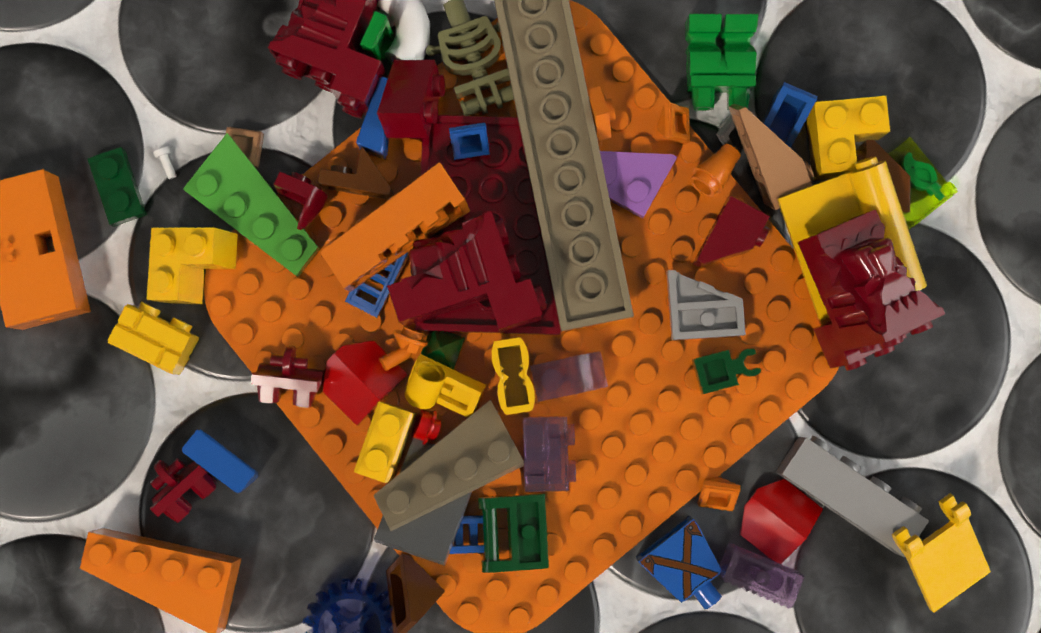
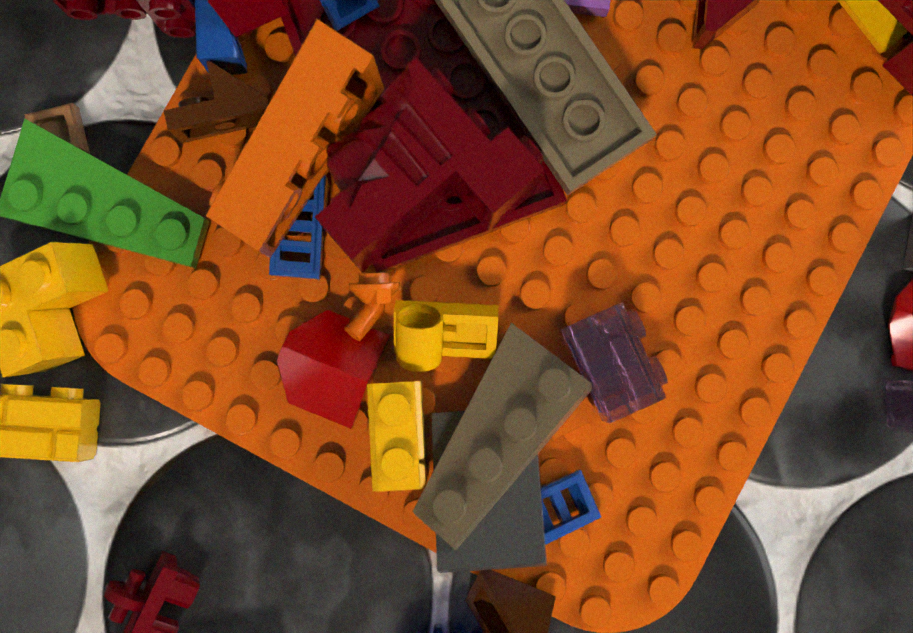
camera: 30 degrees left, 0 degrees up
(219, 461) = (189, 550): blue slope -> none
(287, 373) = (232, 396): dark red hips -> none
(300, 190) = (153, 153): dark red plate -> none
(426, 426) = (442, 392): red plate -> none
(443, 347) = (421, 280): dark green slope -> none
(514, 387) = (522, 266): yellow brick -> none
(525, 533) = (629, 476): dark green plate -> none
(569, 376) = (599, 251): brick -> none
(684, 563) = (845, 430): blue torso -> none
(701, 310) = (733, 97): light grey wing -> none
(719, 370) = (790, 163): dark green plate -> none
(719, 494) = (850, 324): orange slope -> none

